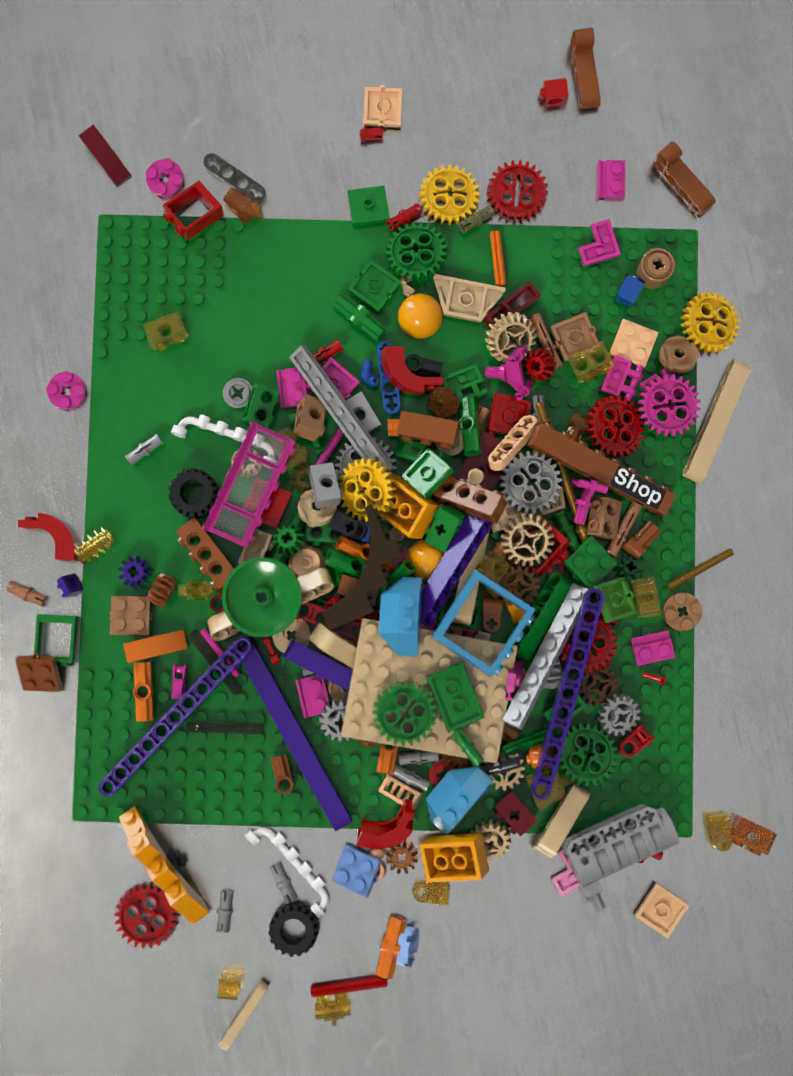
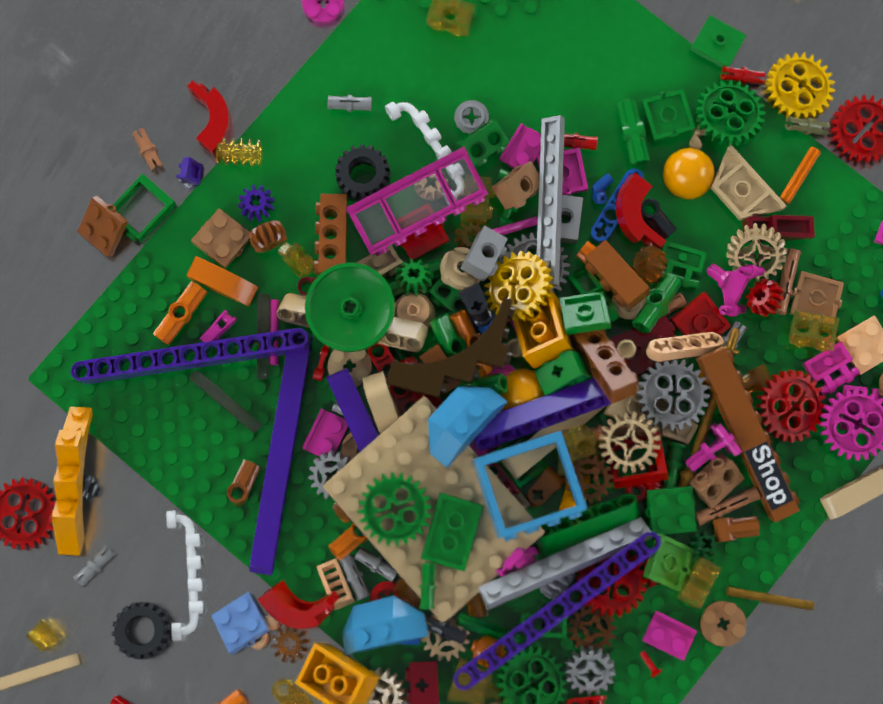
camera: 40 degrees right, 5 degrees down
(283, 883) = (165, 582): light grey pin -> none

